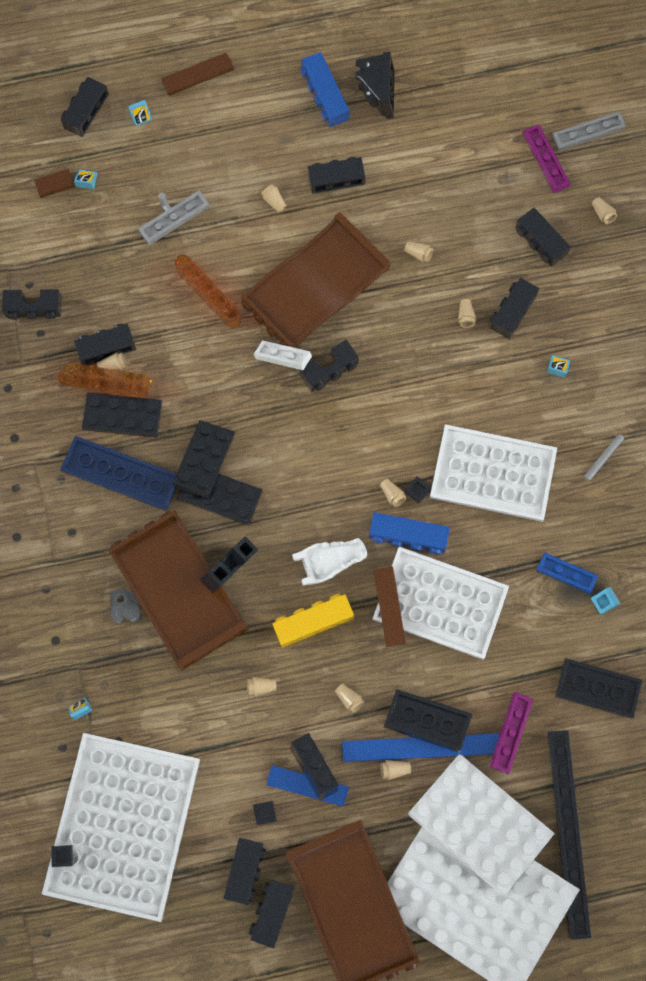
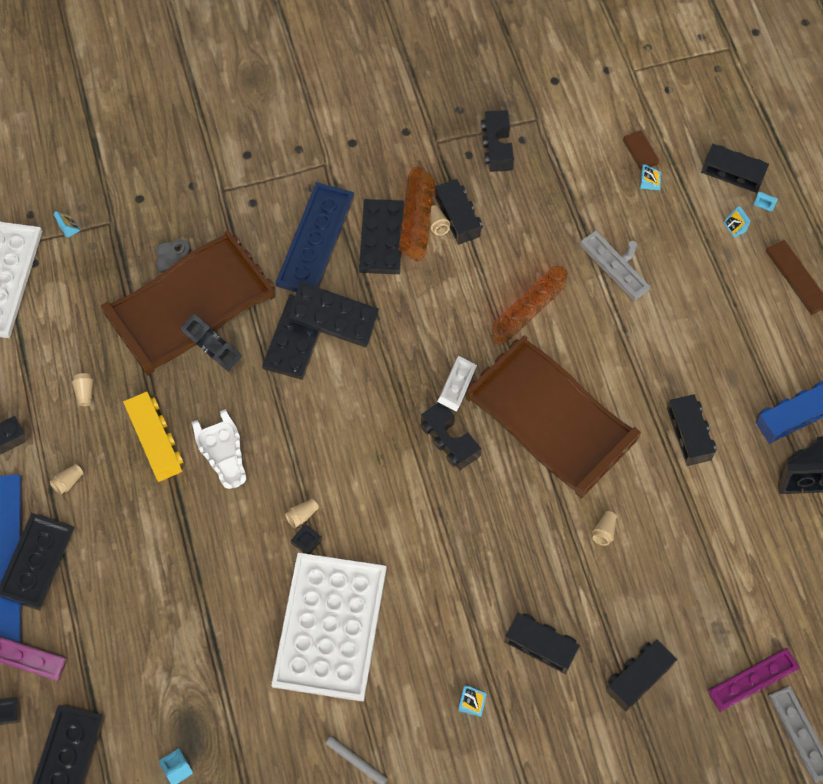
camera: 85 degrees right, 10 degrees down
(120, 87) = (765, 201): none -> medium azure slope
(273, 197) = (653, 364): tan cone -> none
(389, 607) = (165, 512): reddish brown tile -> none
(409, 532) = (253, 532): blue brick -> none
(446, 603) = (172, 573): white plate -> none
(466, 314) = (529, 586): tan cone -> none
(567, 573) = (209, 718): blue tile -> none
(604, 211) = (688, 755): tan cone -> none

